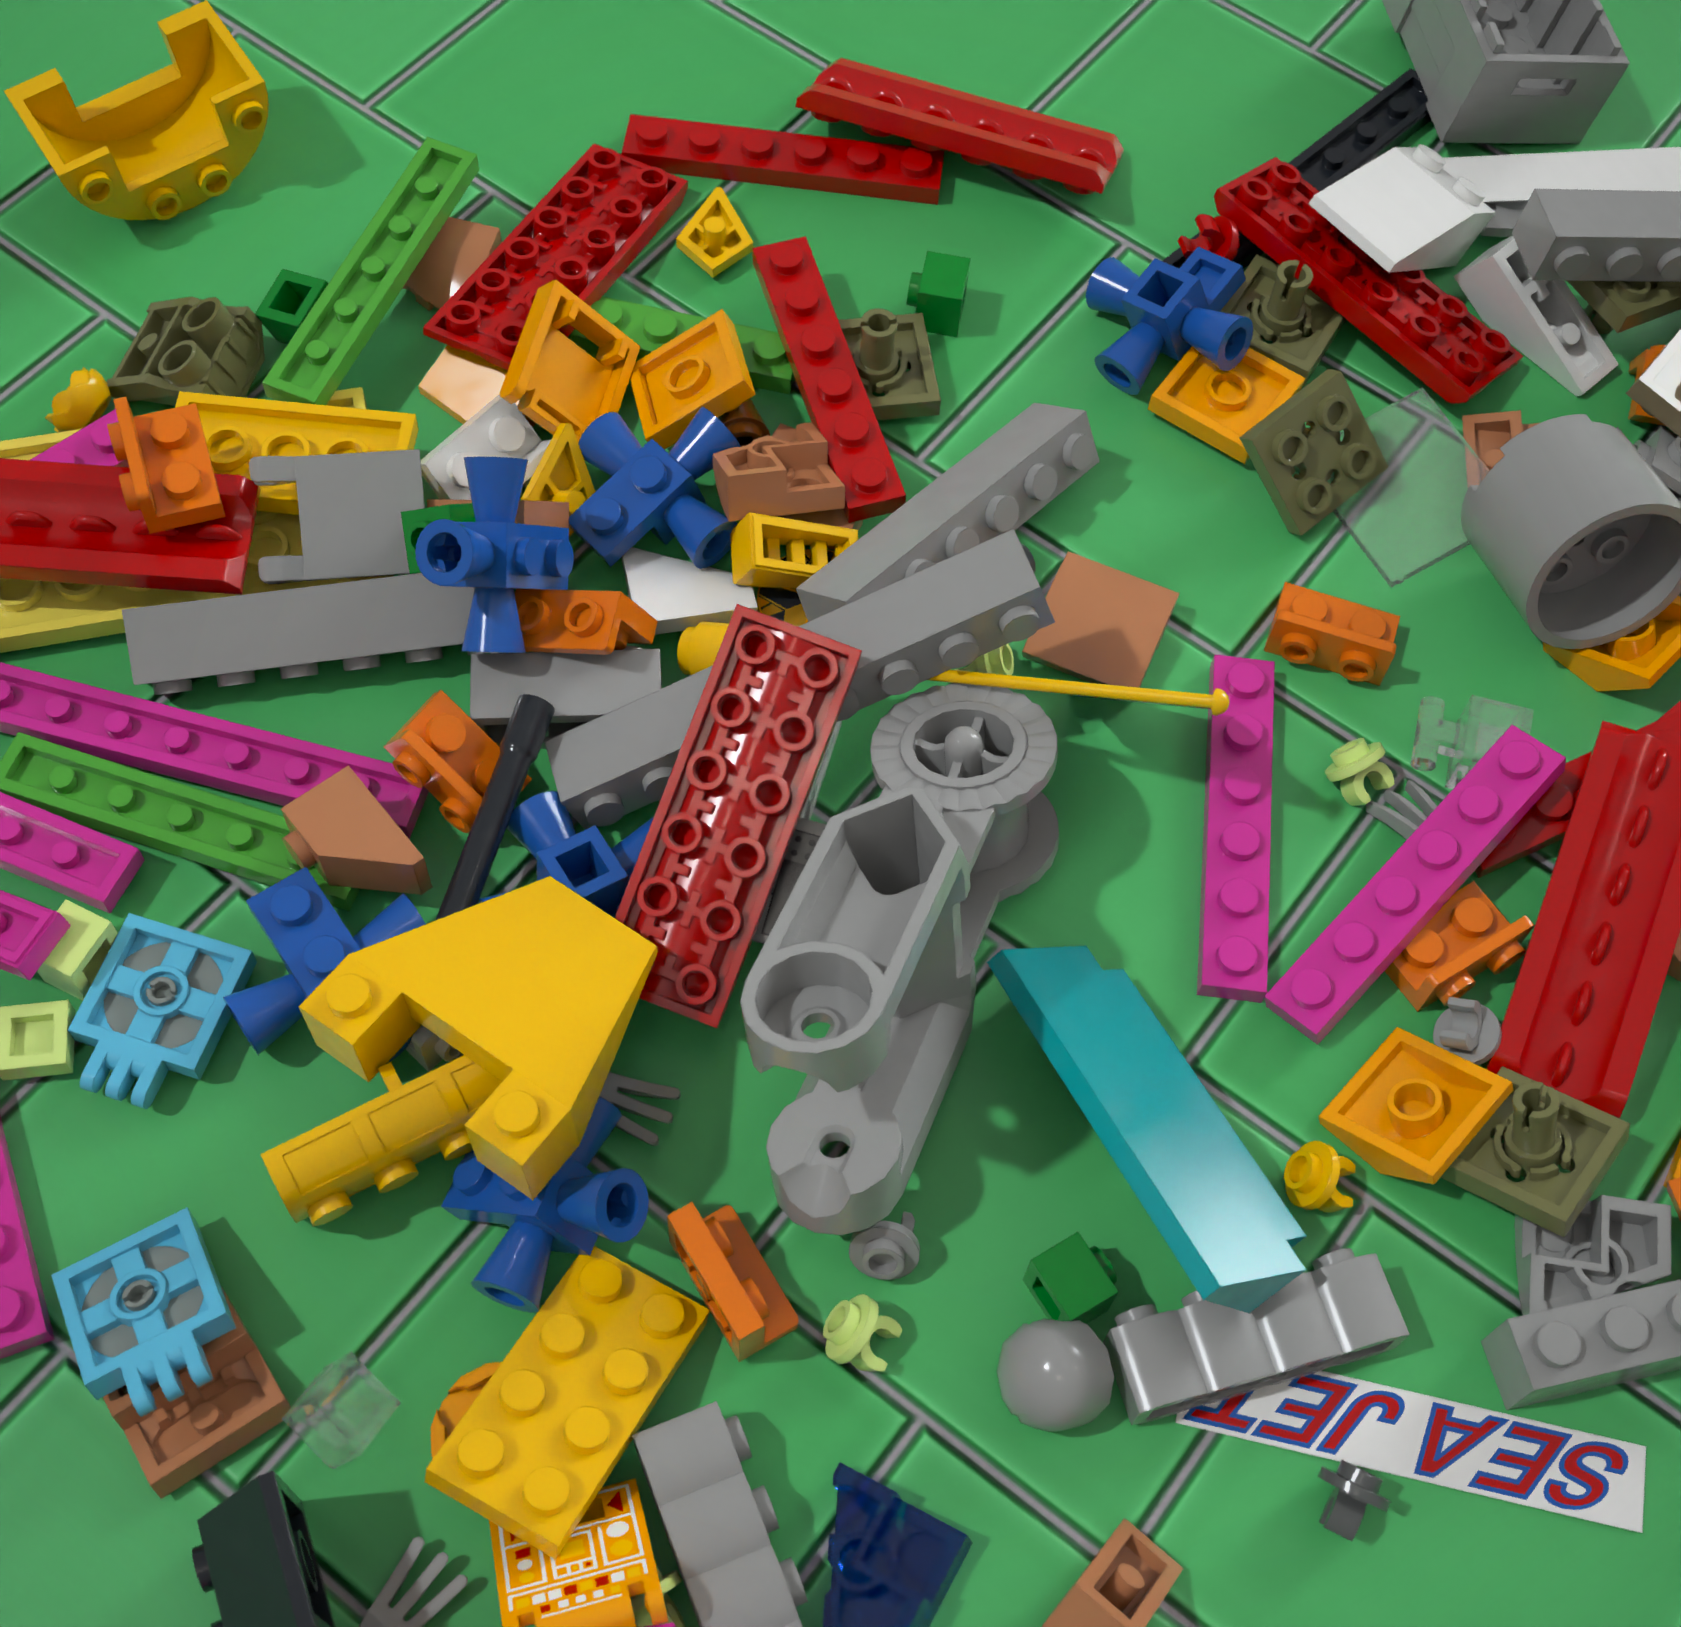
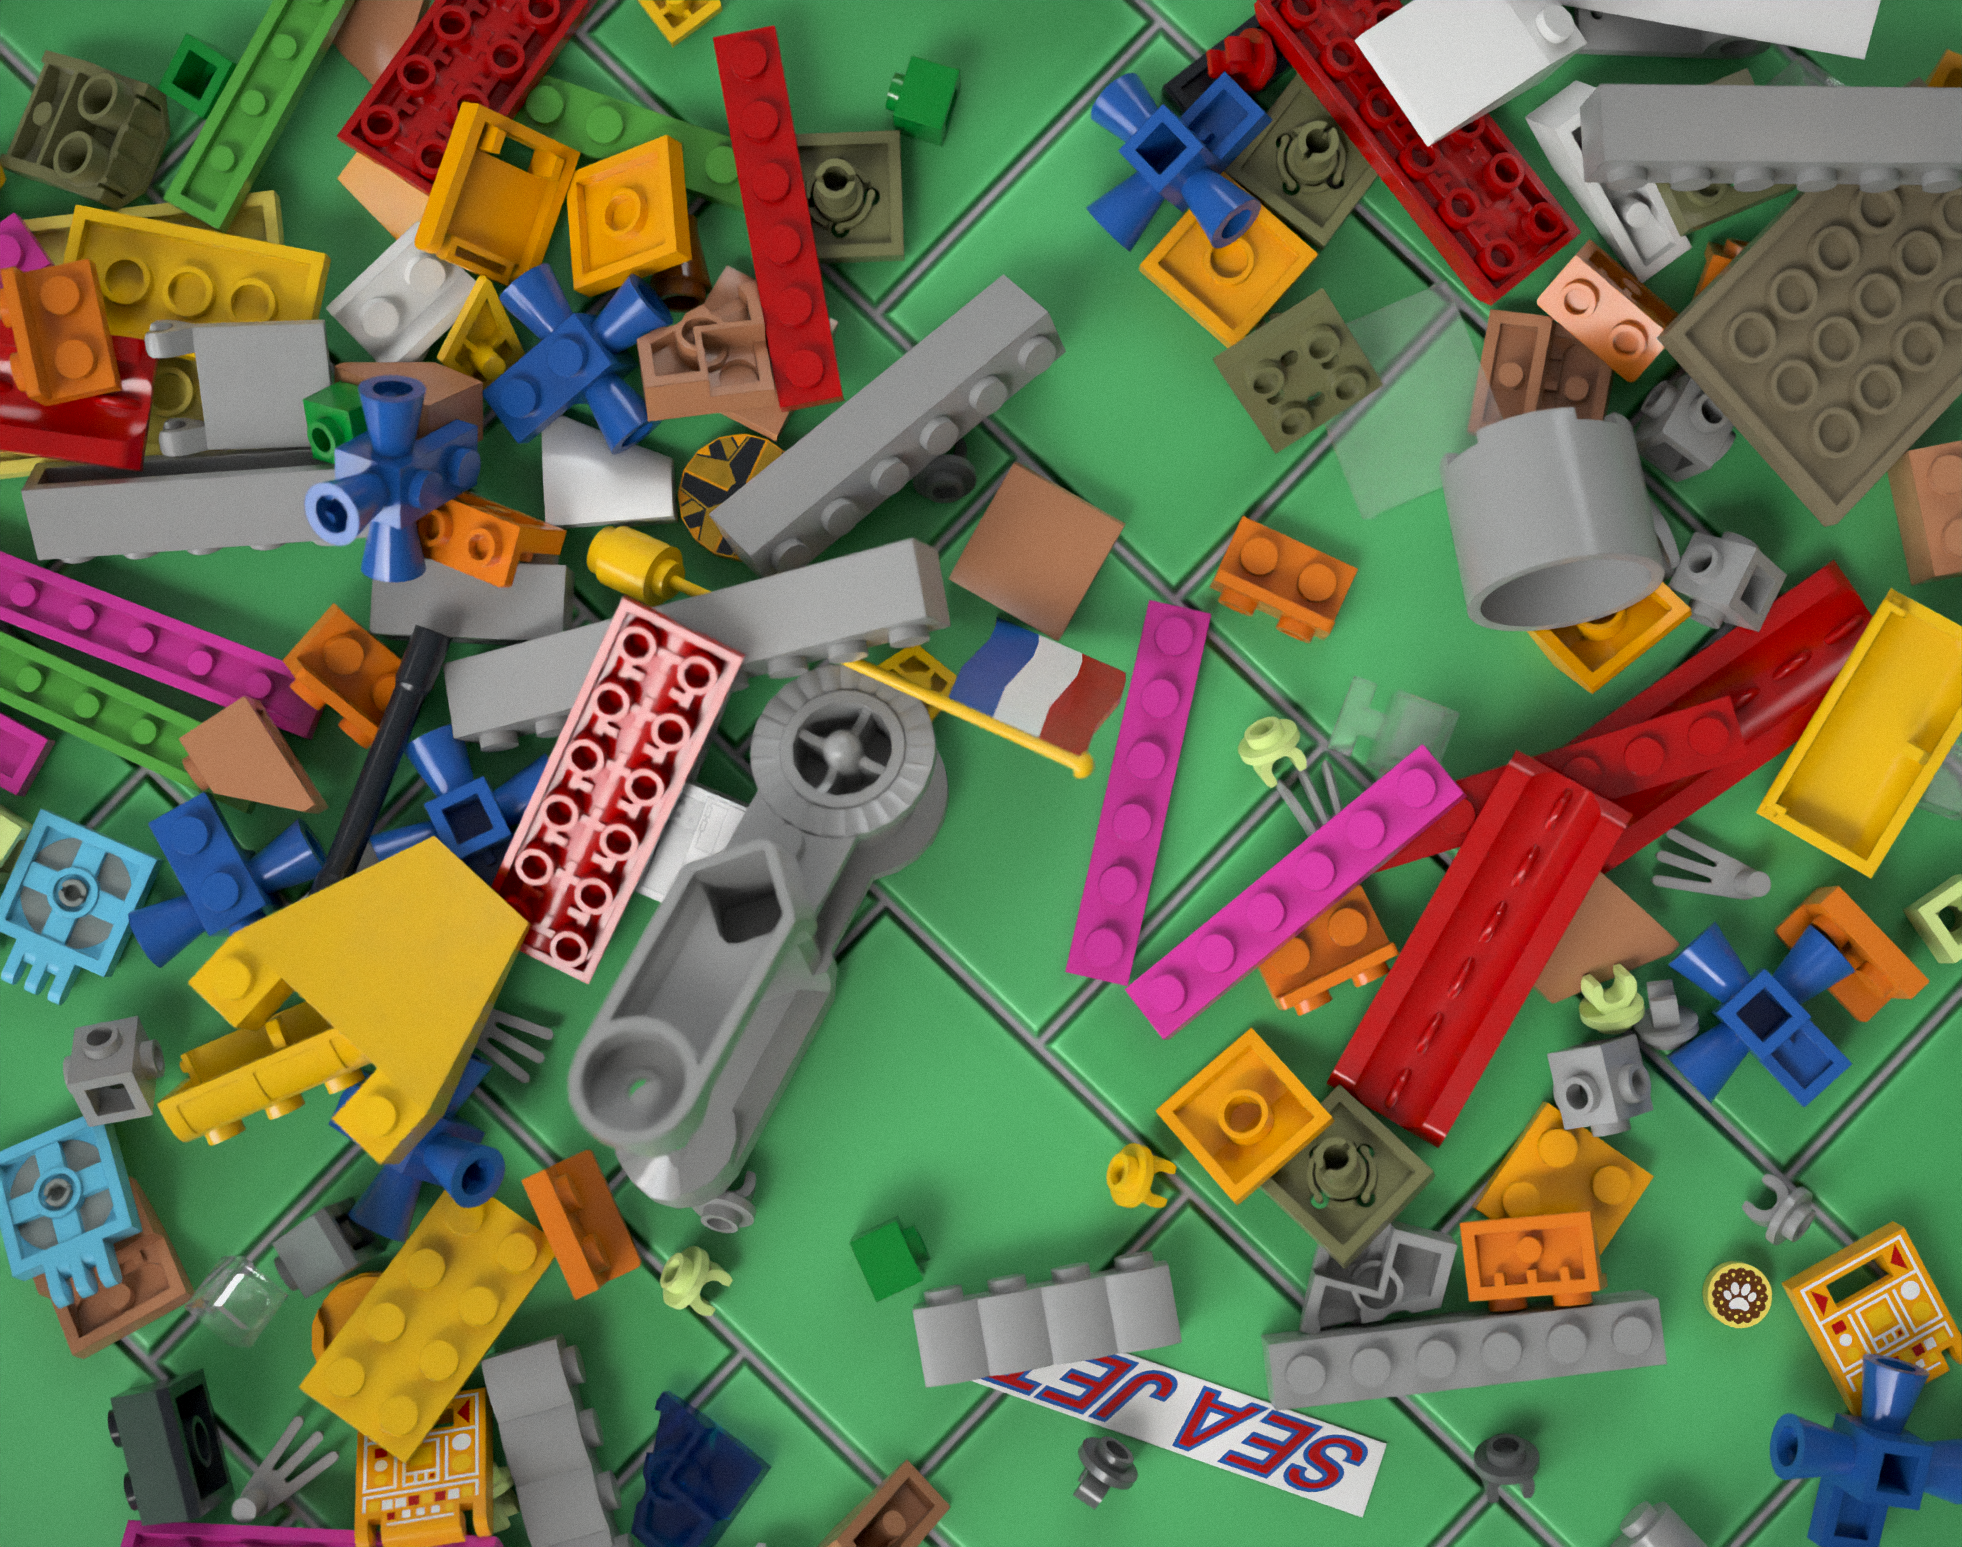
camera: 15 degrees right, 25 degrees up
(203, 1159) = (113, 1071): none -> light grey brick
(445, 1327) = (324, 1249): none -> dark grey slope
(757, 549) = (667, 447): yellow slope -> none
(1055, 1374) = (858, 1341): light grey hair -> none
(1156, 1123) = (978, 1123): teal slope -> none
(1468, 1030) = (1314, 1047): light grey plate -> none
(1553, 390) = (1608, 311): none -> orange bracket

